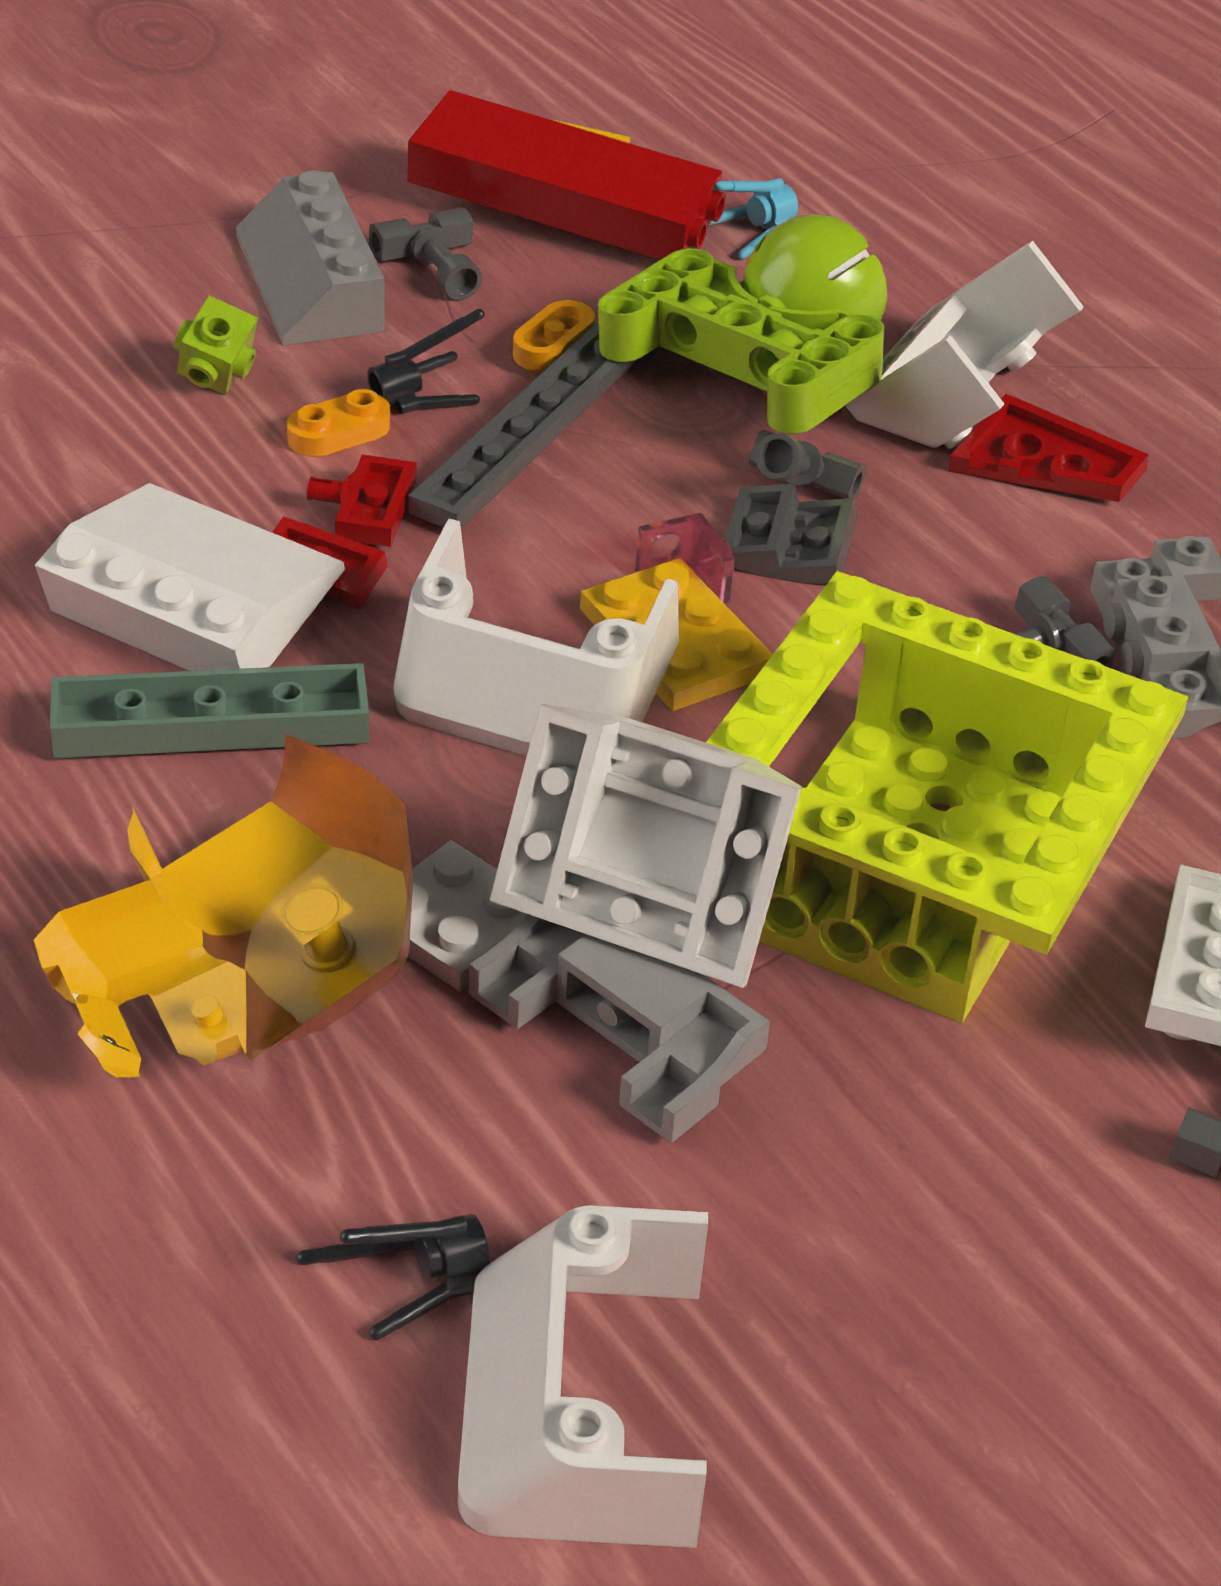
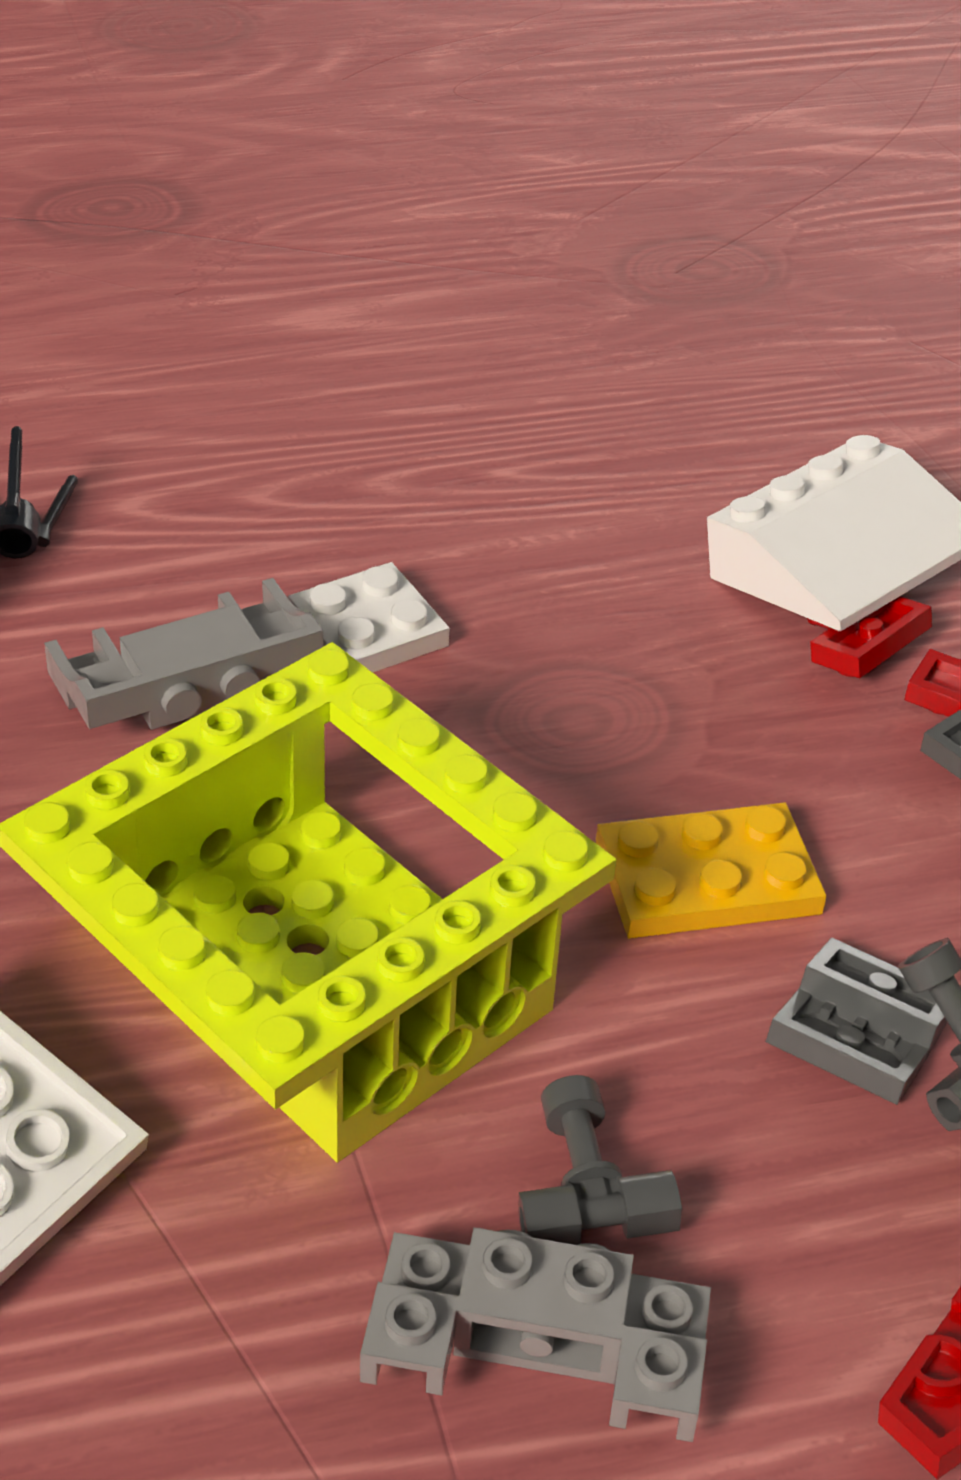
camera: 110 degrees right, 0 degrees up
(207, 710) = (670, 536): sand green piece -> none
(253, 929) = (389, 488): yellow piece -> none
(493, 679) = (587, 734): white windscreen -> none
(646, 840) = (243, 634): white slope -> none
(696, 546) = (816, 911): clear pink bracket -> none

